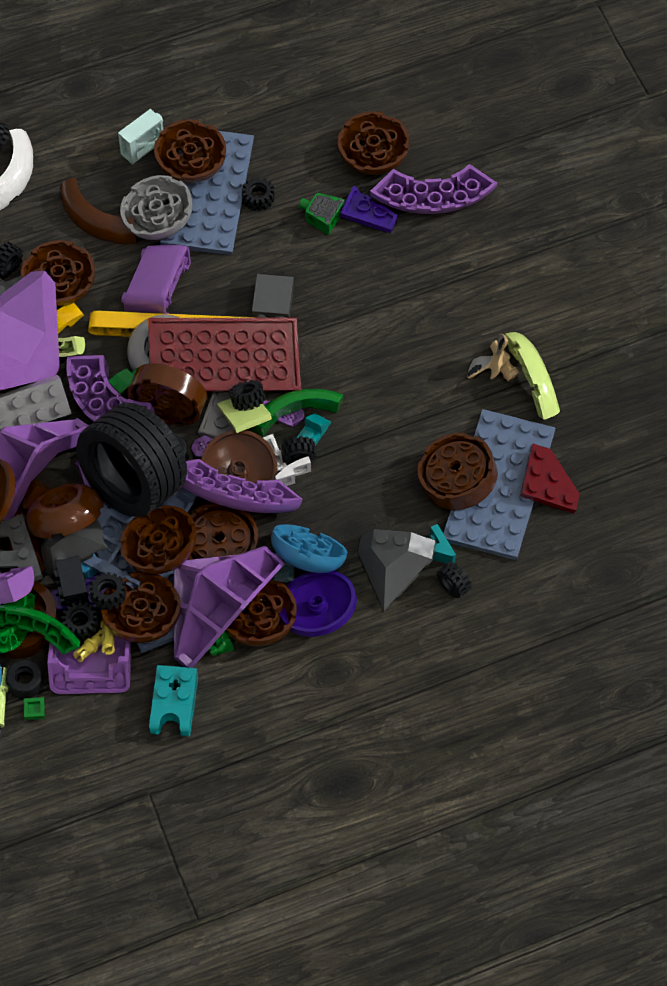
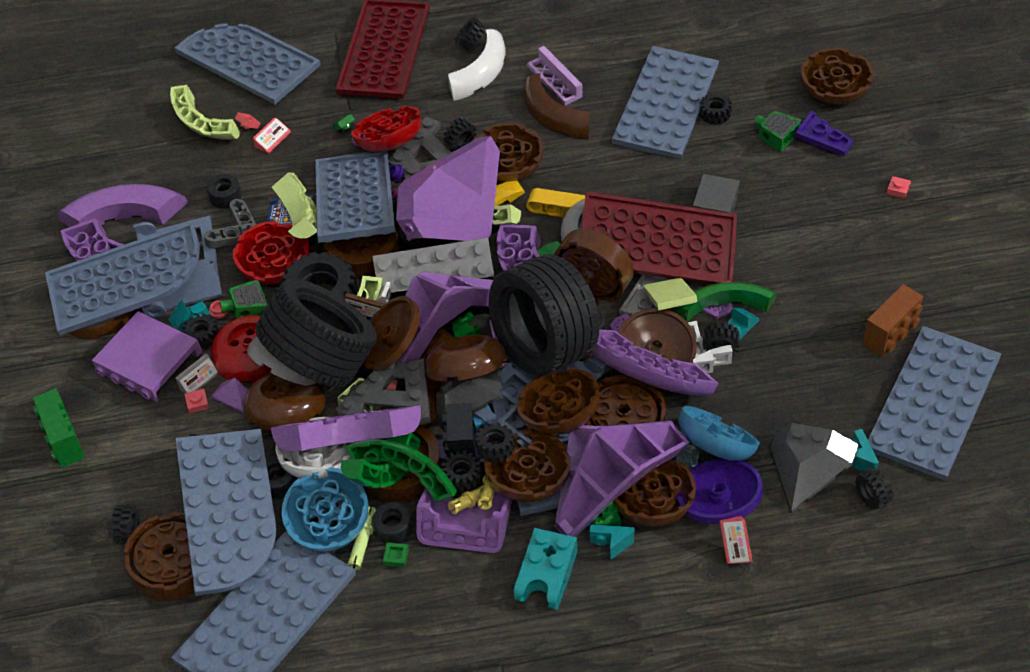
camera: 15 degrees right, 10 degrees down
(53, 476) = (462, 327): none -> green piece
(97, 174) = (560, 76): none -> lavender fence
(140, 136) = (601, 61): light aqua window -> none
(151, 195) = (614, 105): light grey brick -> none
(156, 278) = (603, 165): medium lavender windscreen -> none
(201, 149) = (654, 62): reddish brown brick -> none
(232, 660) = (617, 537): none -> teal slope
(247, 395) = (675, 277): black tyre -> none
(338, 648) = (735, 540): none -> slope
(433, 195) = (893, 126): medium lavender brick -> none
(446, 261) = (898, 187): none -> coral plate
(455, 408) = (893, 320): none -> dark orange piece
(463, 487) = (889, 397): reddish brown brick -> none
(498, 362) = (945, 282): tan animal -> none
(535, 374) = (985, 297): yellowish green brick -> none
(547, 481) = (989, 404): dark red plate -> none

